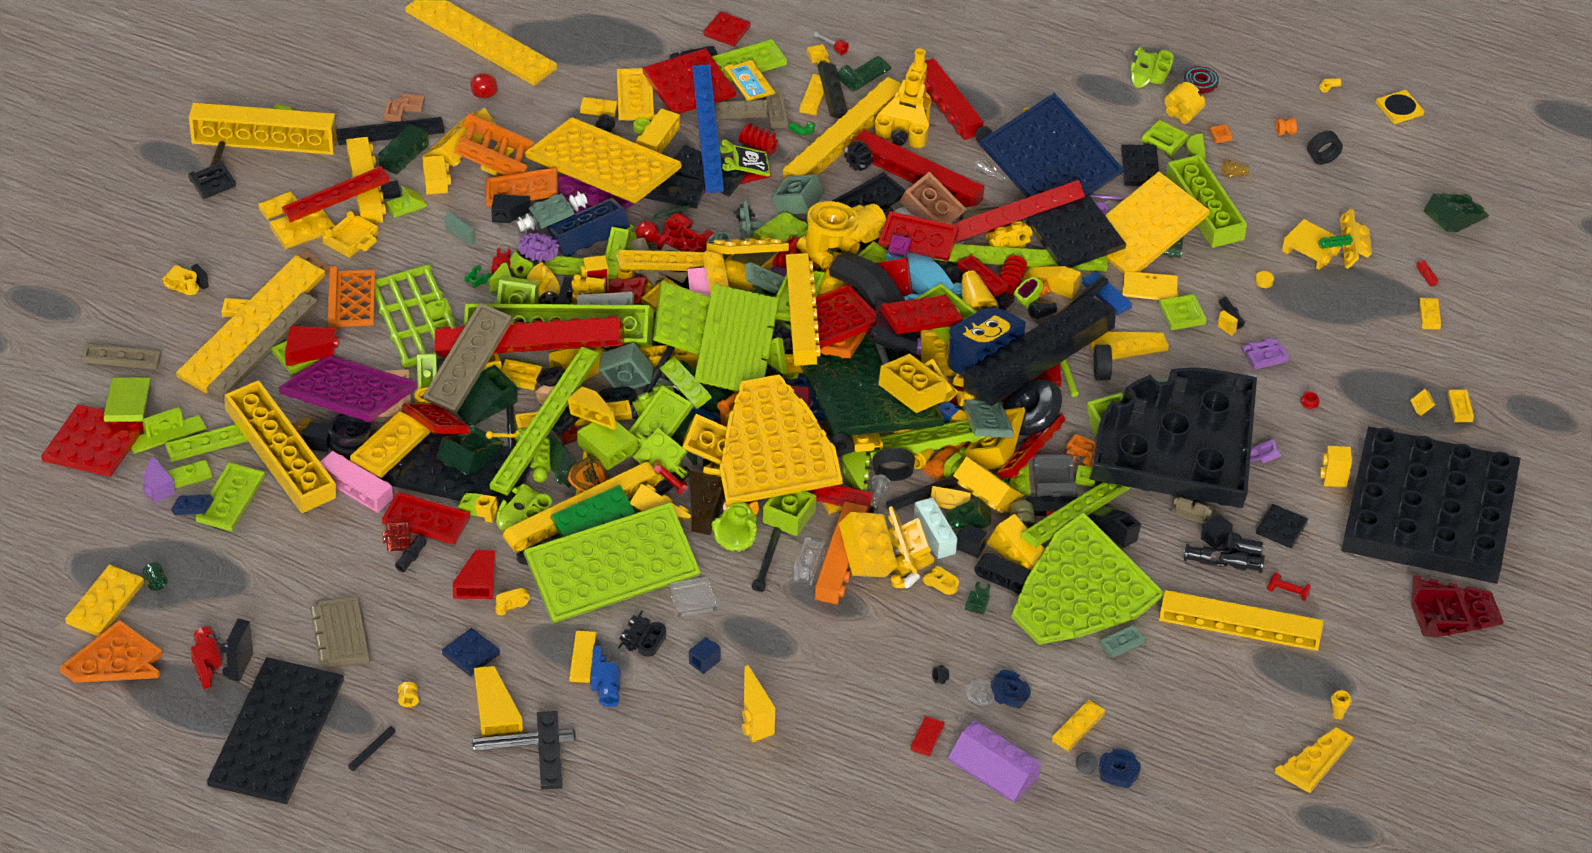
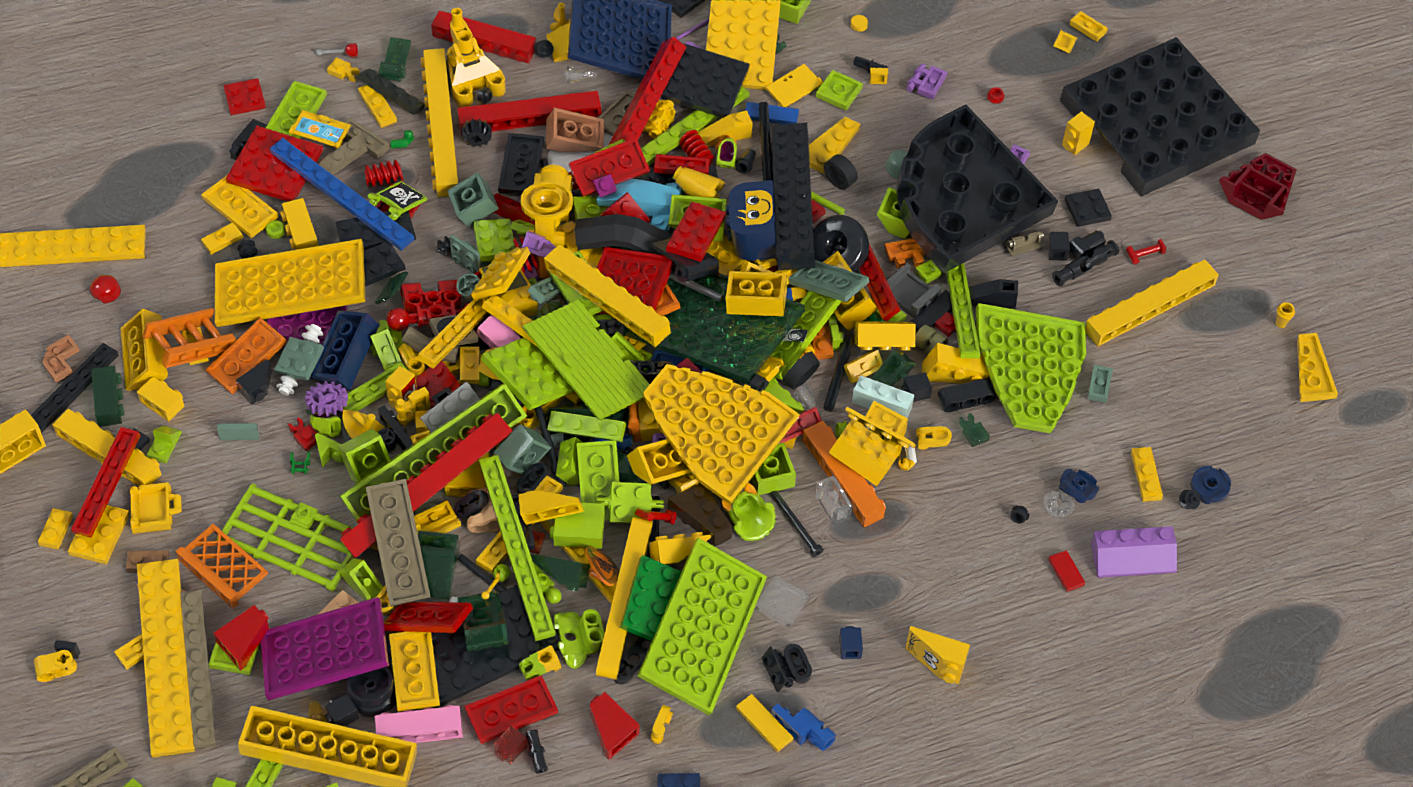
camera: 45 degrees left, 10 degrees up
(797, 244) = (537, 244): none -> medium lavender plate
(915, 435) = (796, 335): none -> sticker

